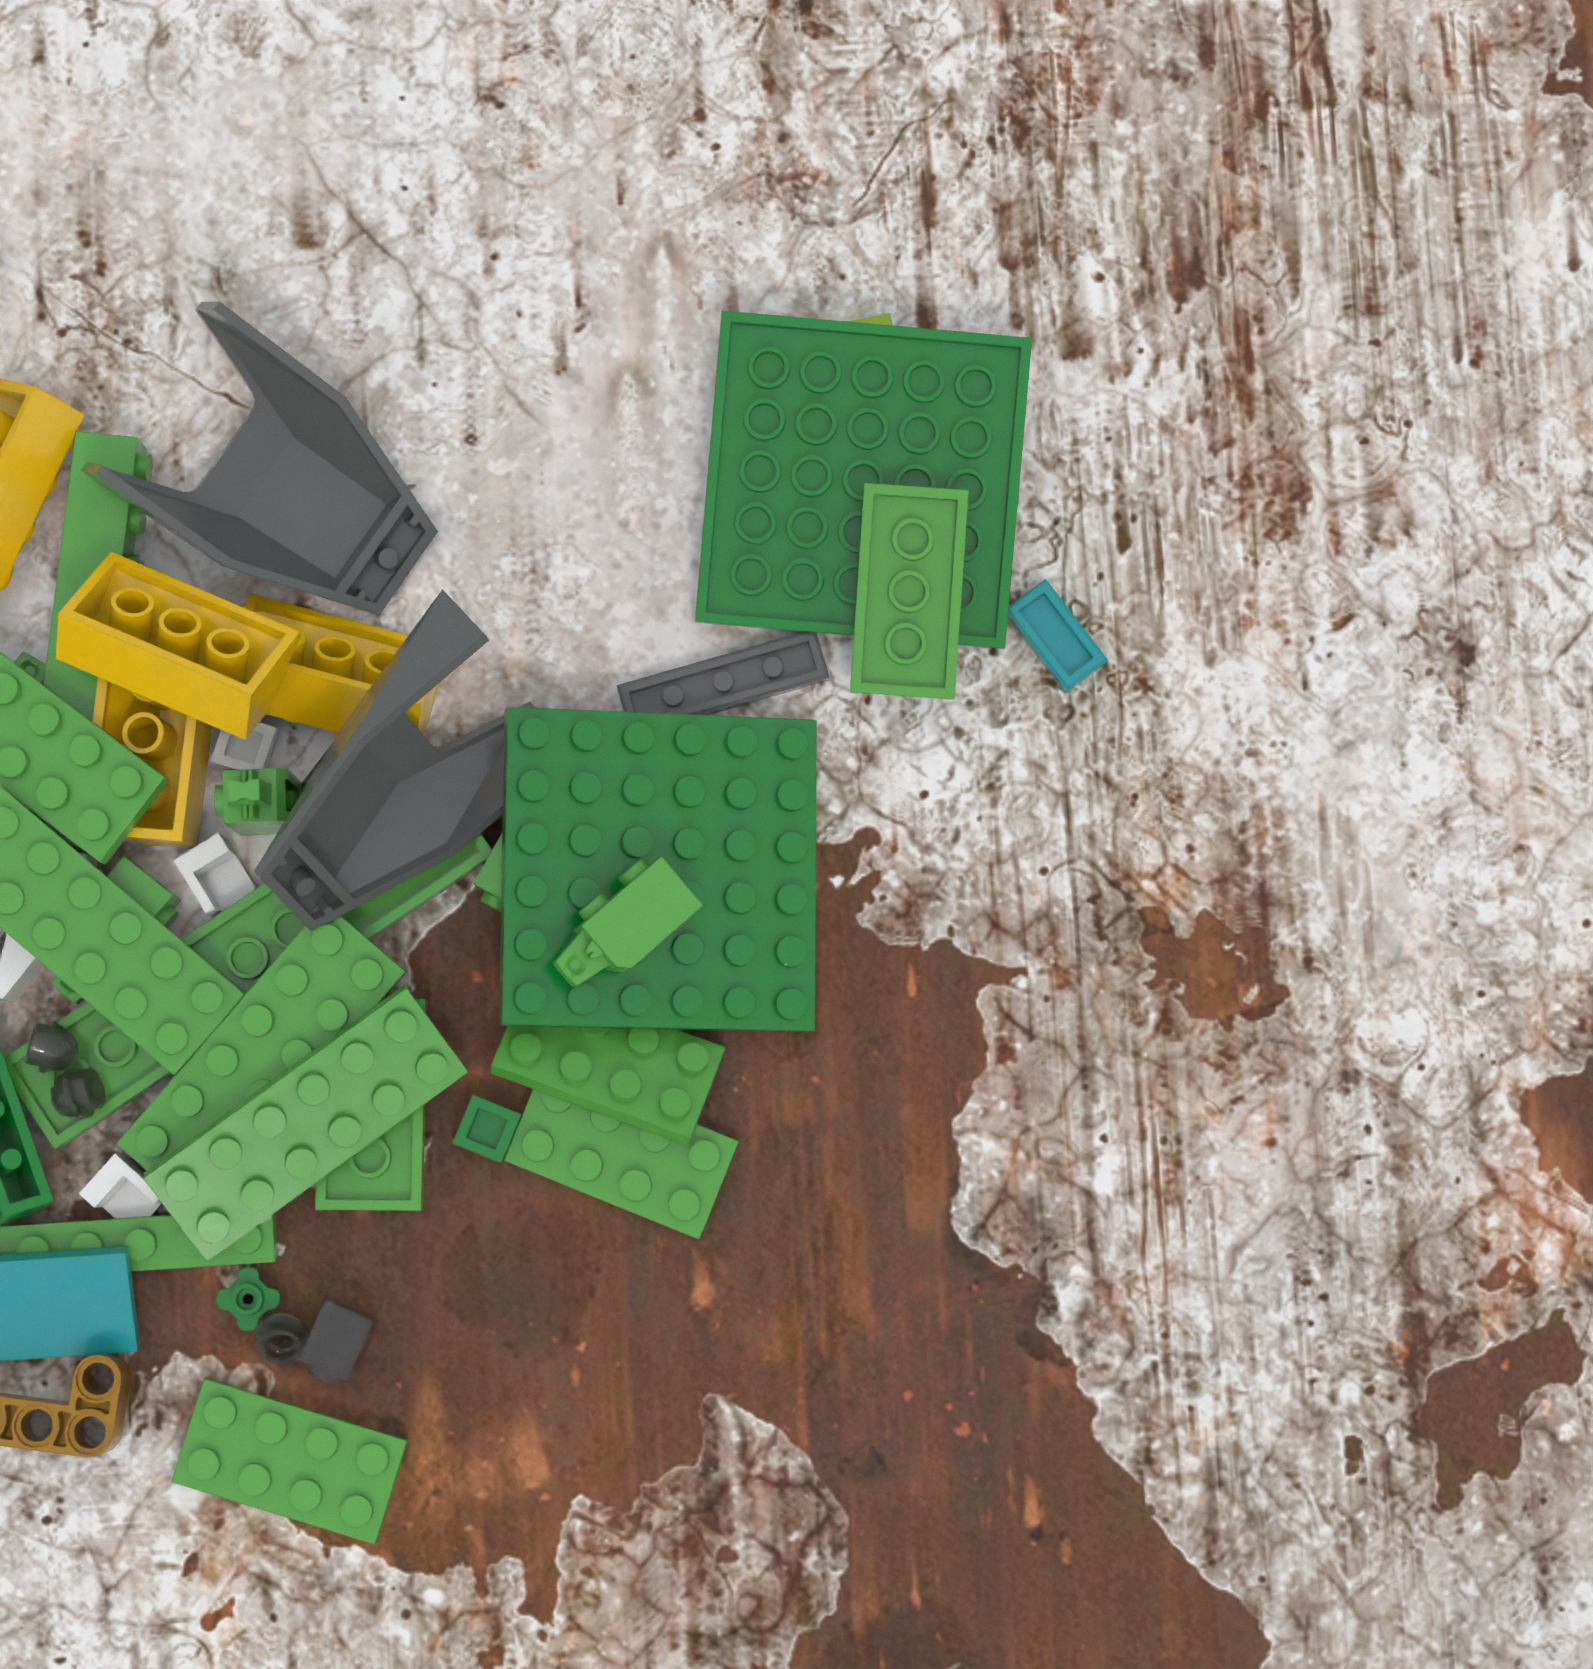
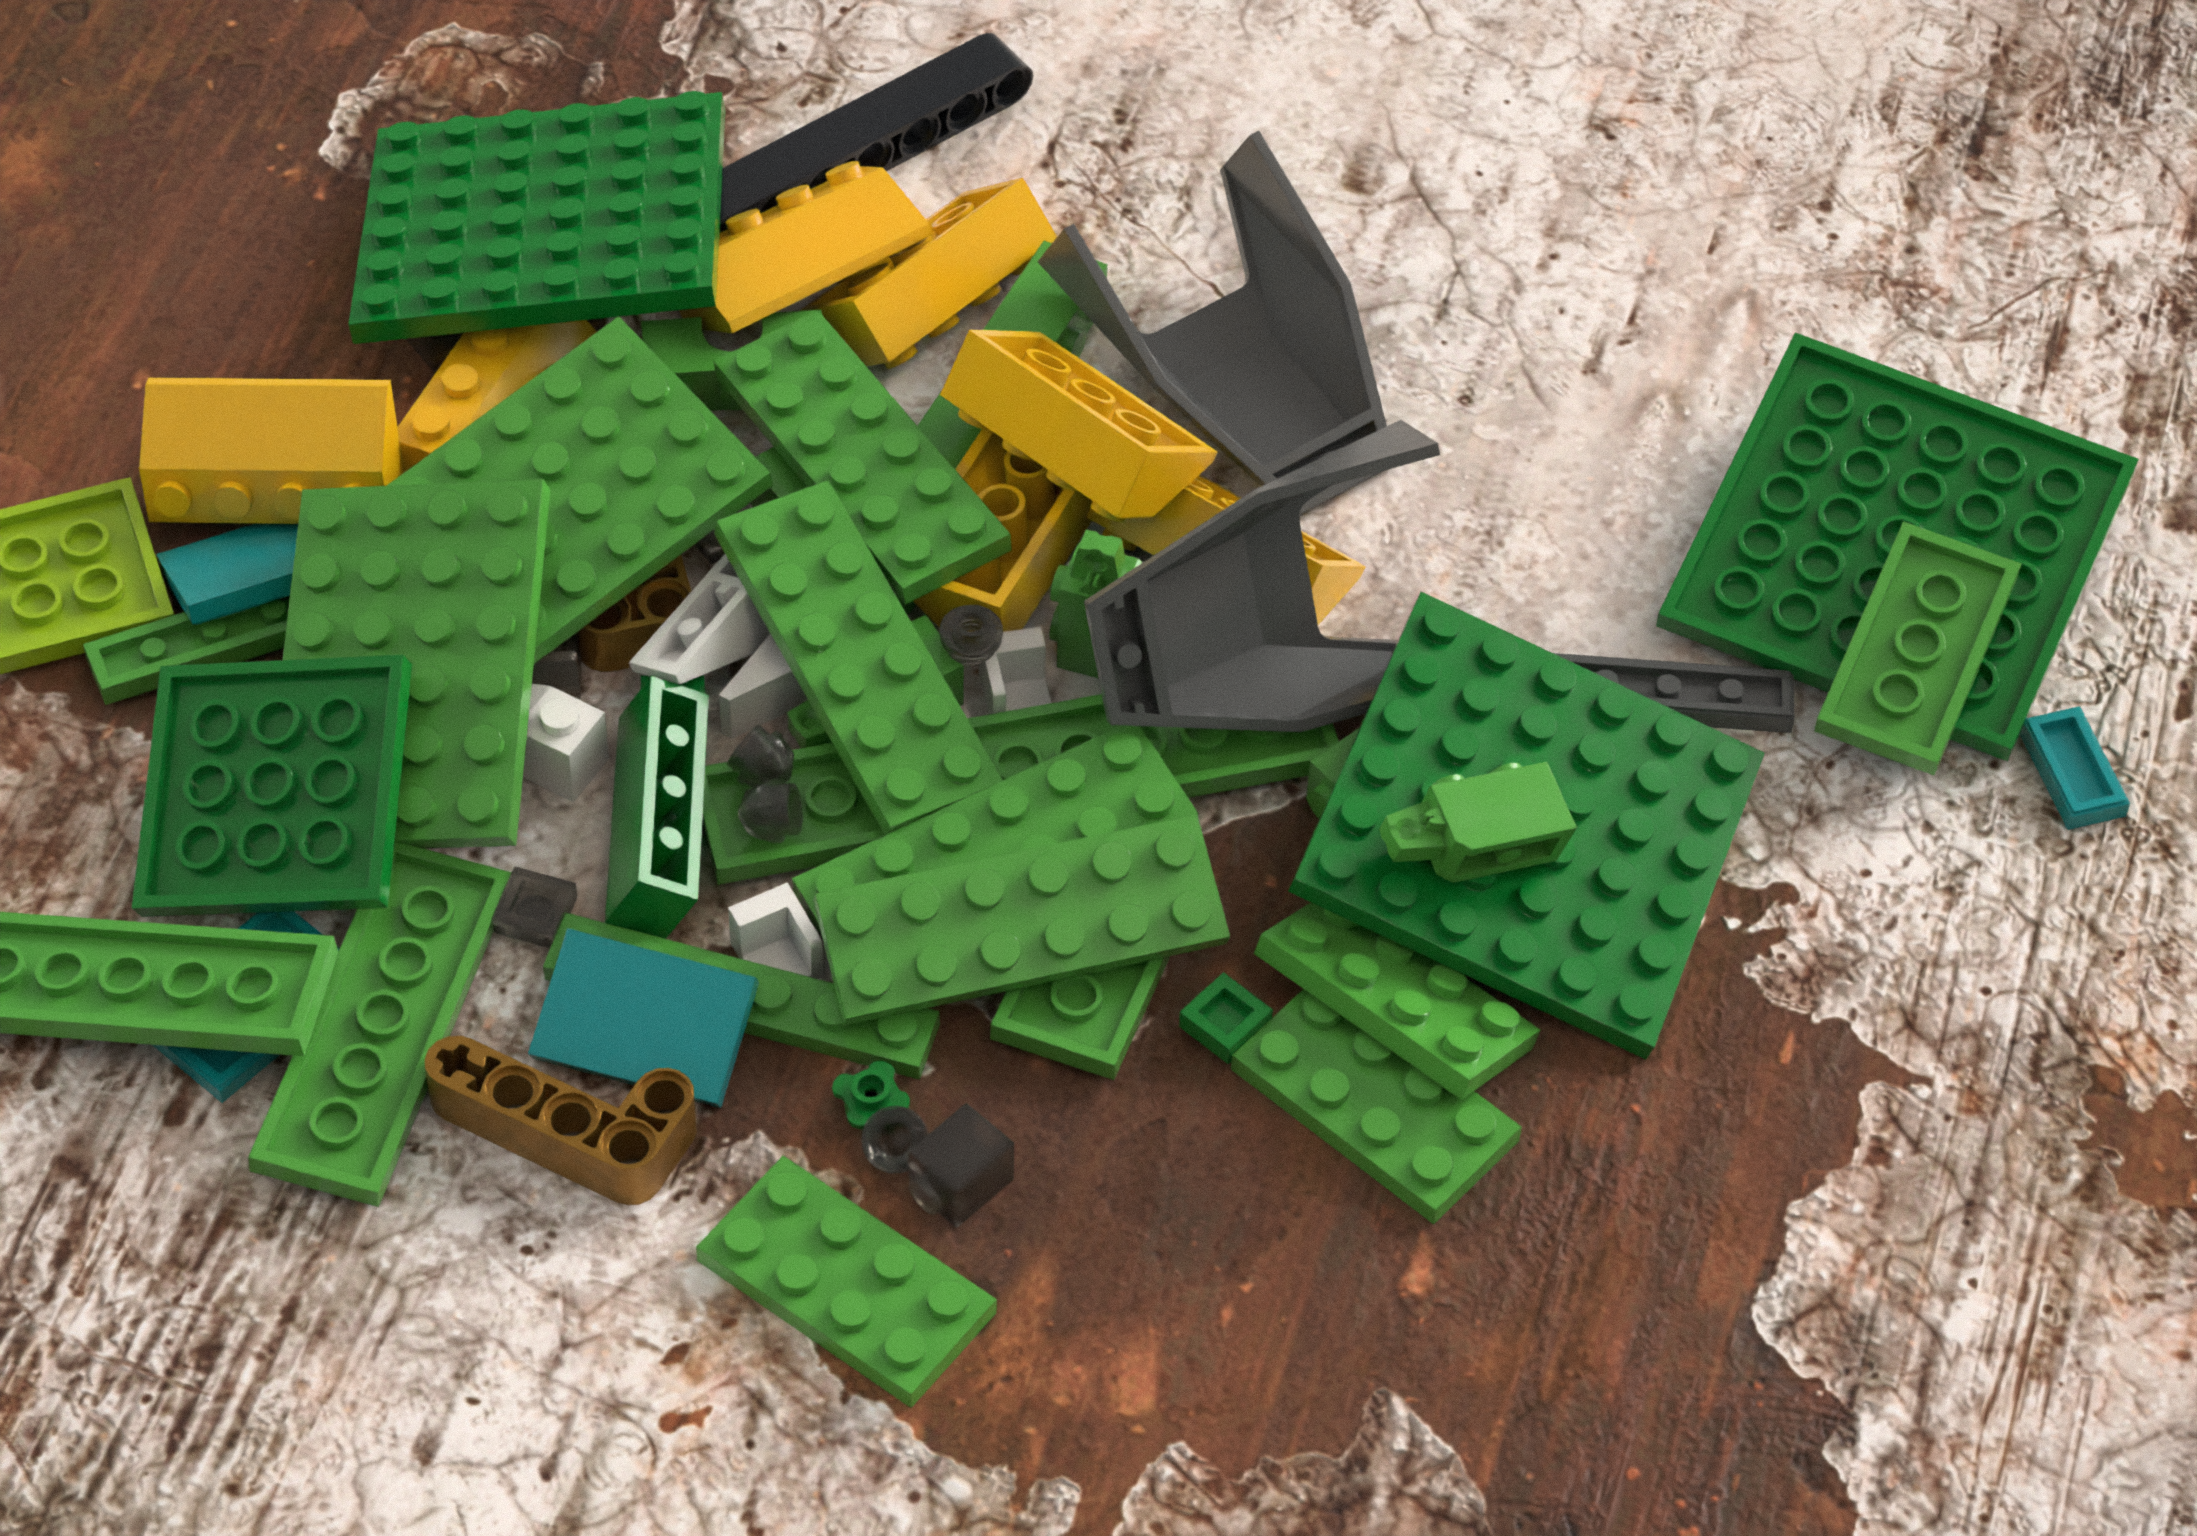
camera: 20 degrees right, 30 degrees down
(178, 882) = (973, 646): none -> clear smoke plate

